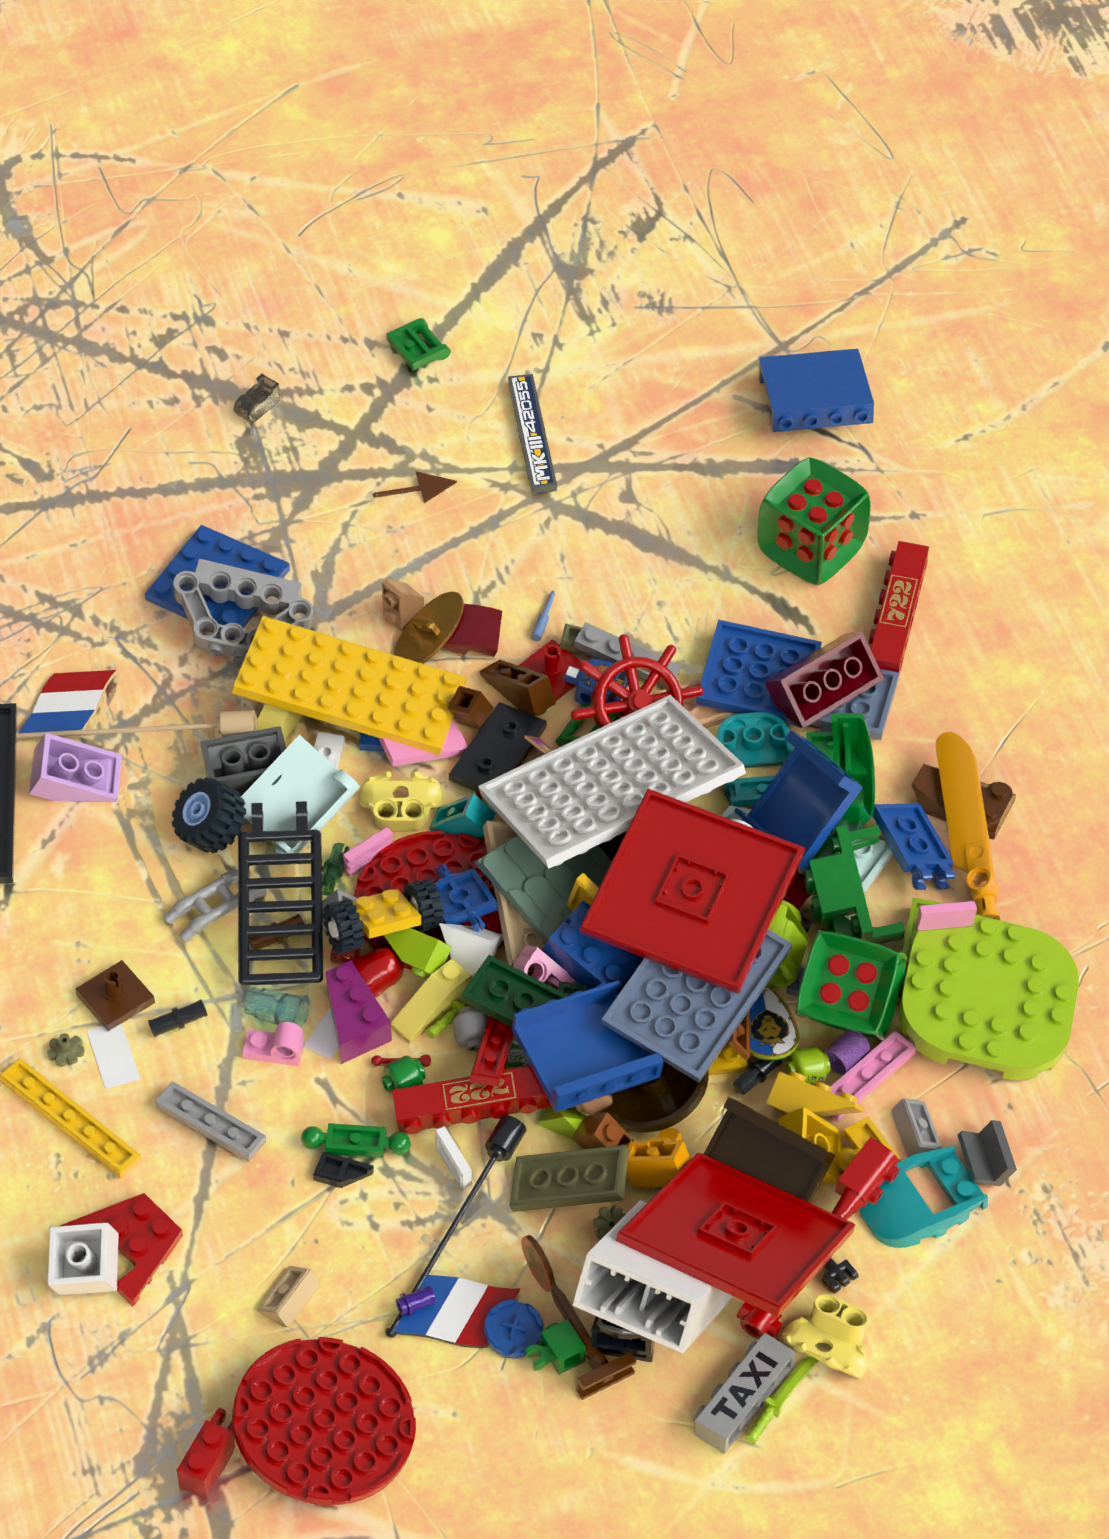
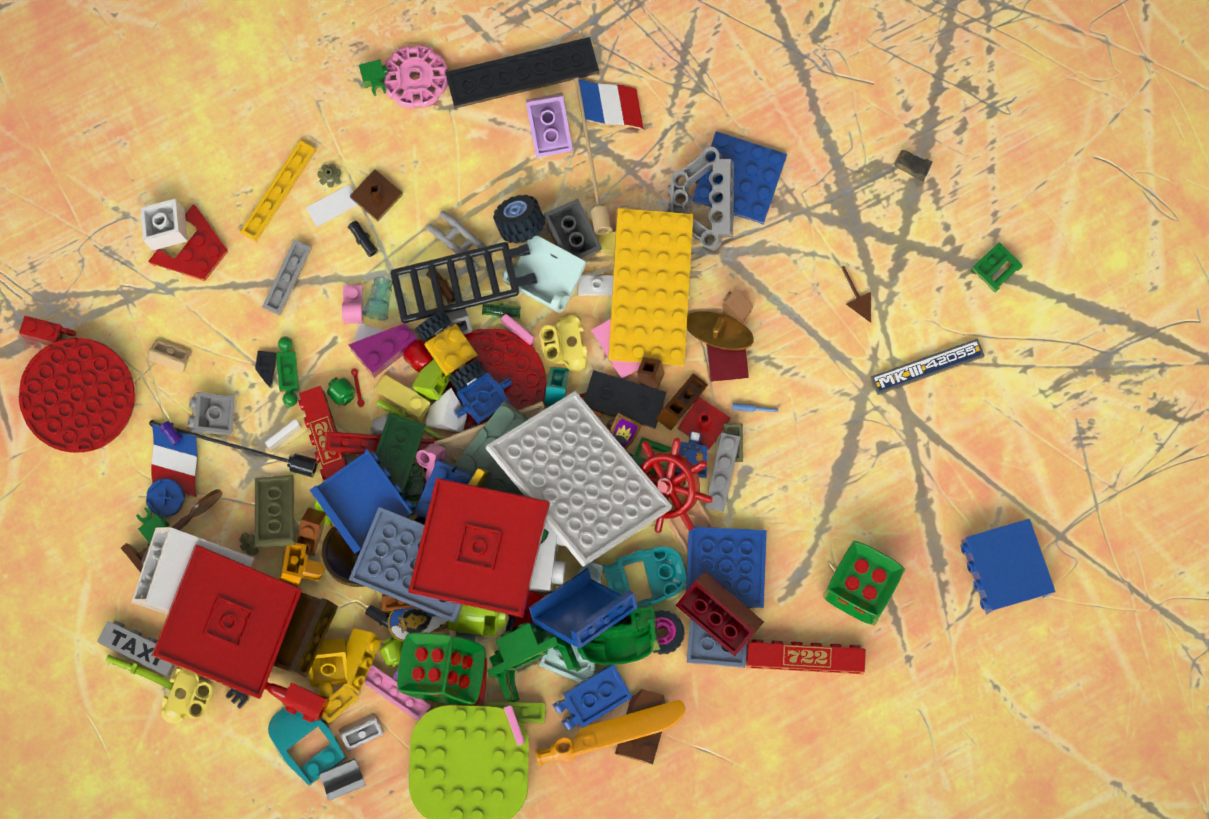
camera: 80 degrees right, 25 degrees up
(397, 1245) = (211, 413): none -> light grey plate

